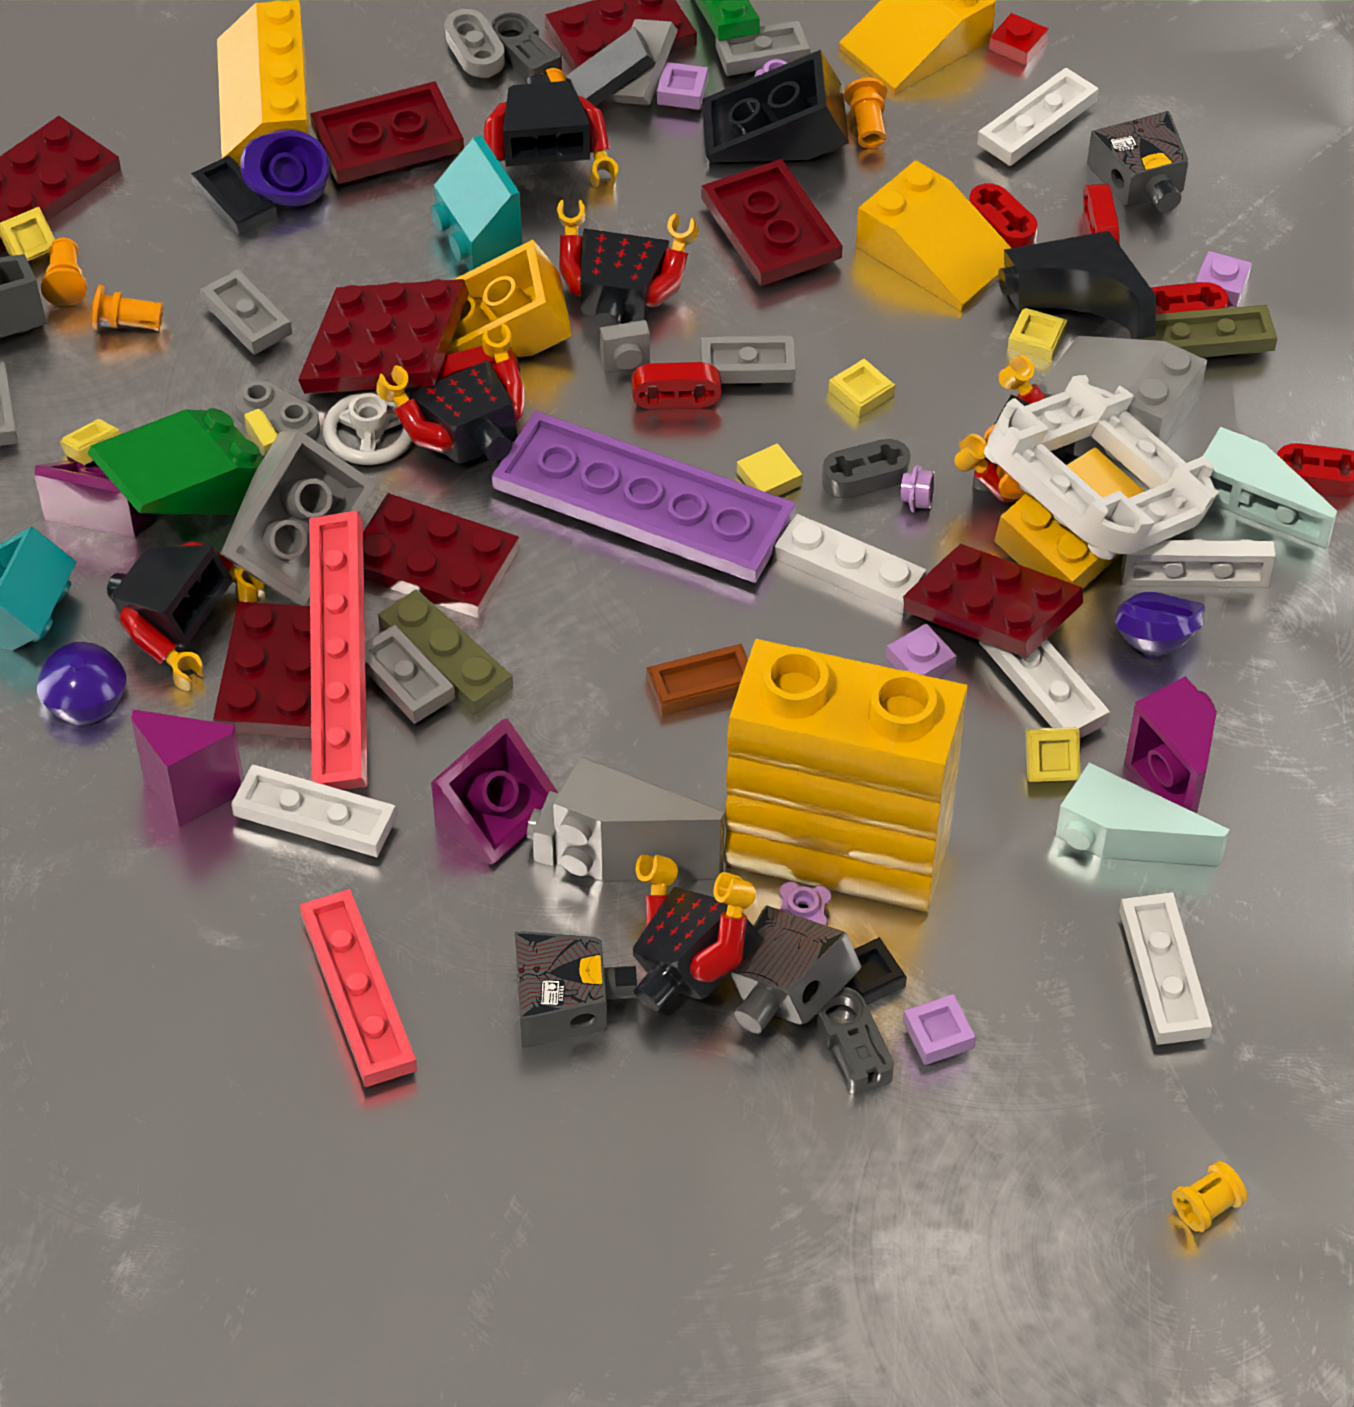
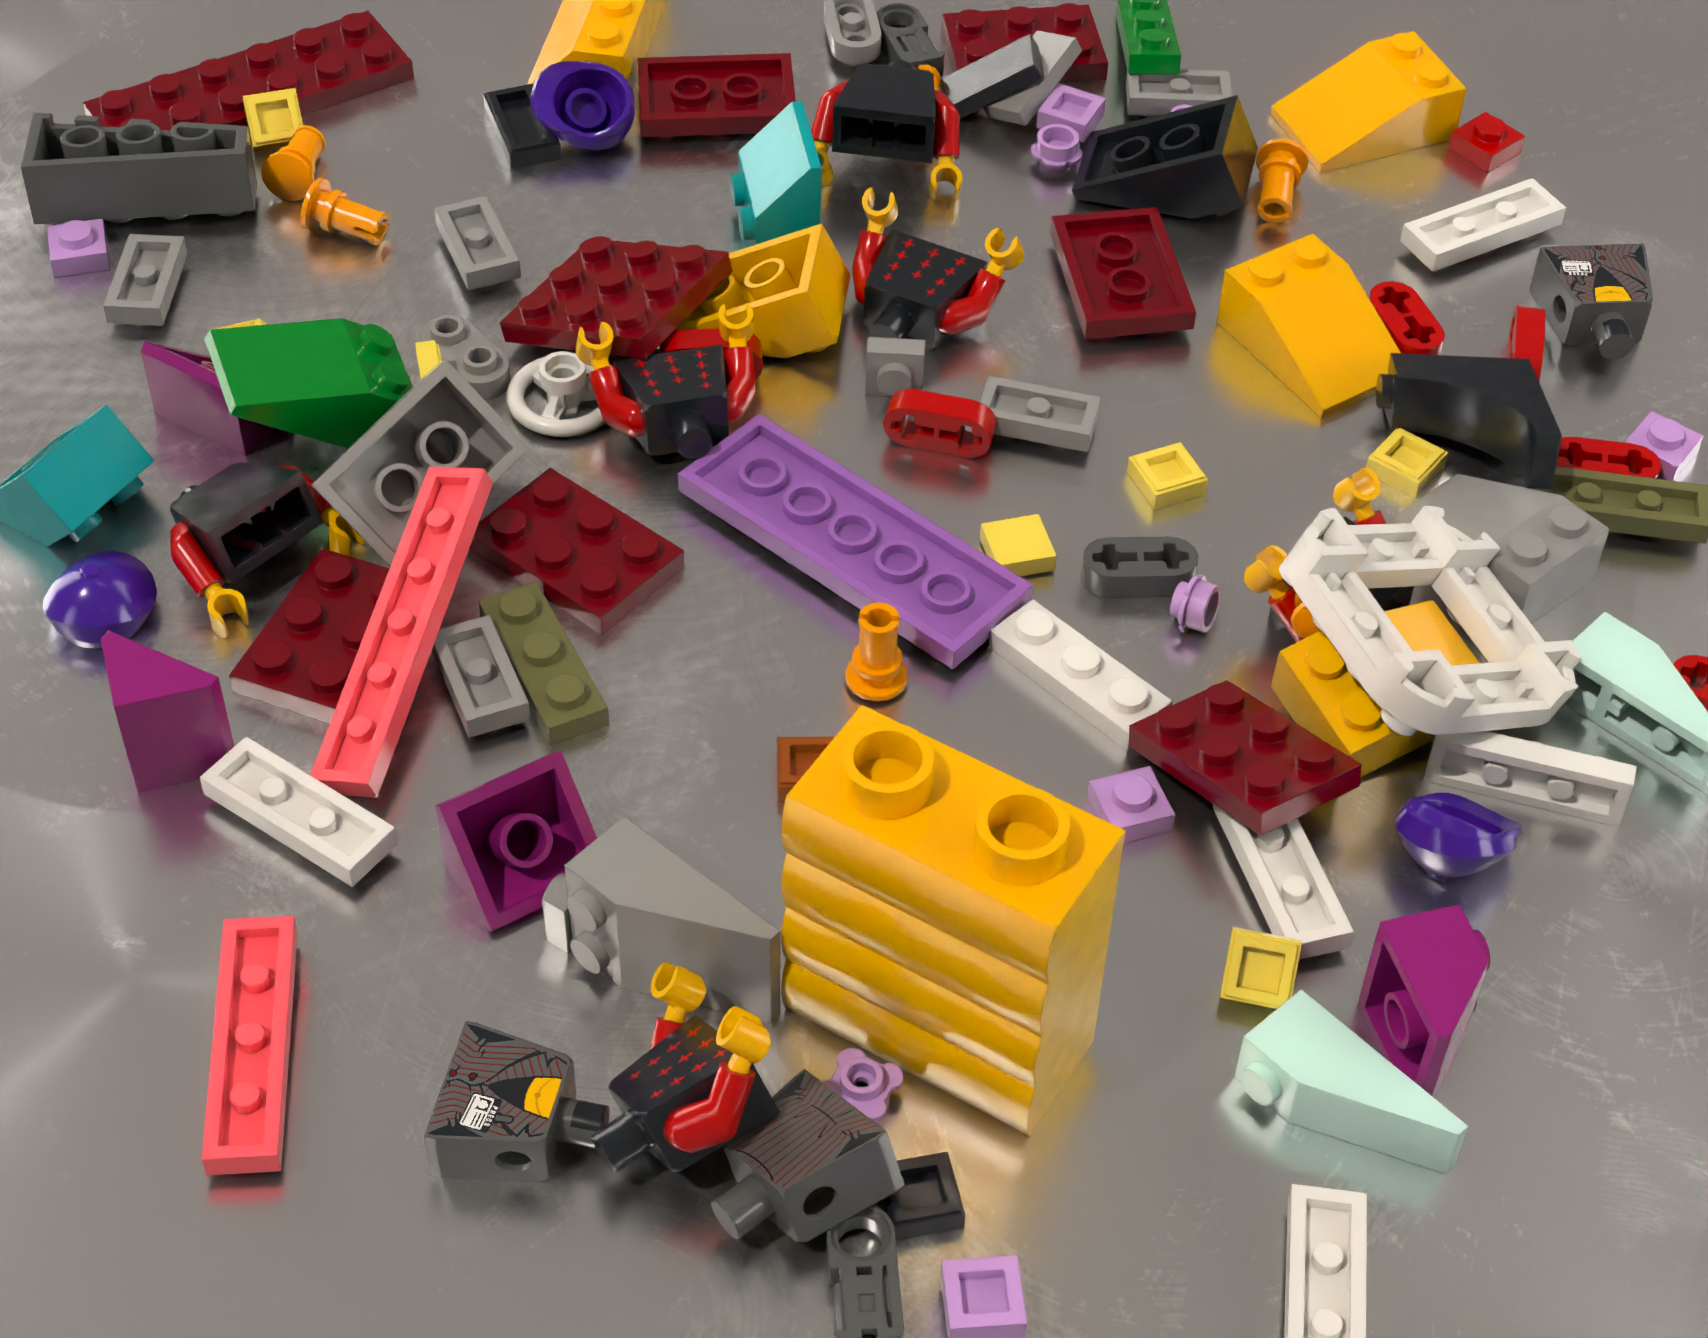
camera: 15 degrees right, 5 degrees down
(681, 120) = (1057, 147): none -> lavender plate
(700, 593) = (877, 661): none -> light orange pin

